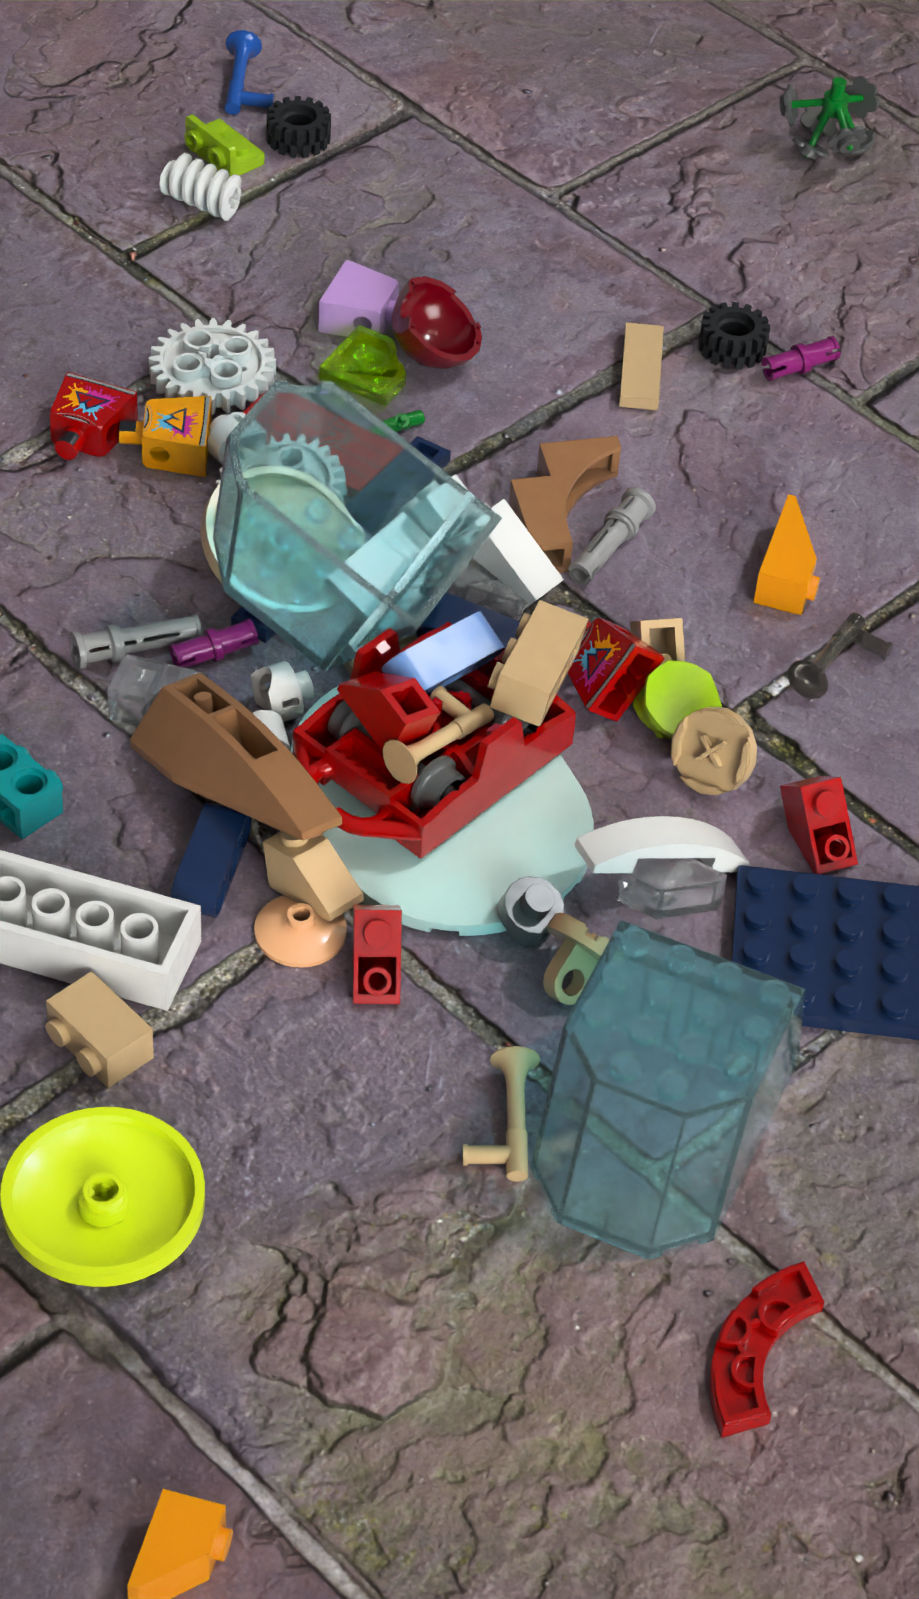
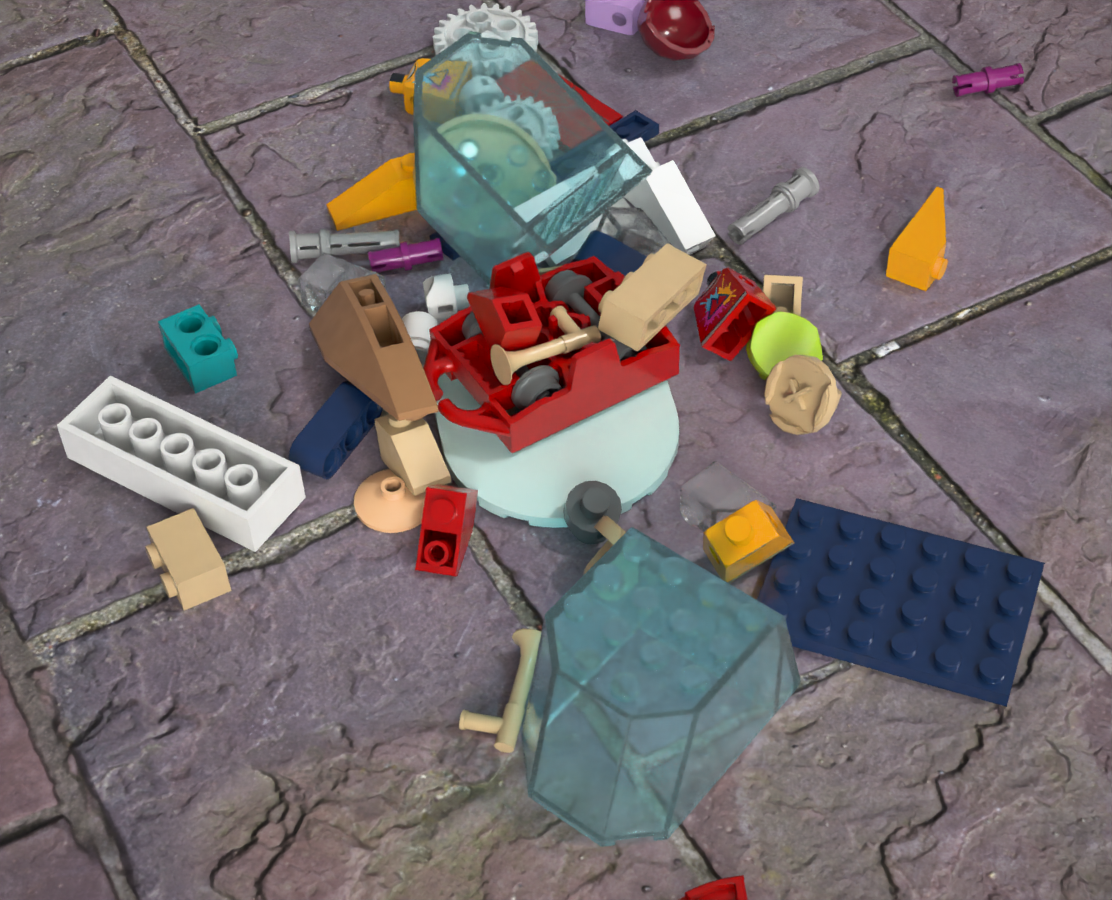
camera: 20 degrees right, 0 degrees up
(89, 416) = (368, 67): red torso -> none
(103, 1196) = (129, 704): neon yellow dish -> none
(157, 573) = (377, 196): none -> light orange slope
(366, 366) = (610, 52): clear neon green plate -> none
(405, 421) = (625, 98): green helmet -> none
(448, 654) = (571, 280): beam -> none
(564, 475) = (725, 173): medium nougat arch -> none
(621, 844) = (680, 464): white slope -> none
(641, 366) = (846, 74): tan tile -> none
(709, 915) = (745, 540): none -> light orange torso
(734, 335) = (934, 56): black tyre -> none
(810, 677) = (912, 343): clear smoke piece -> none
(820, 822) = (883, 472): red slope -> none

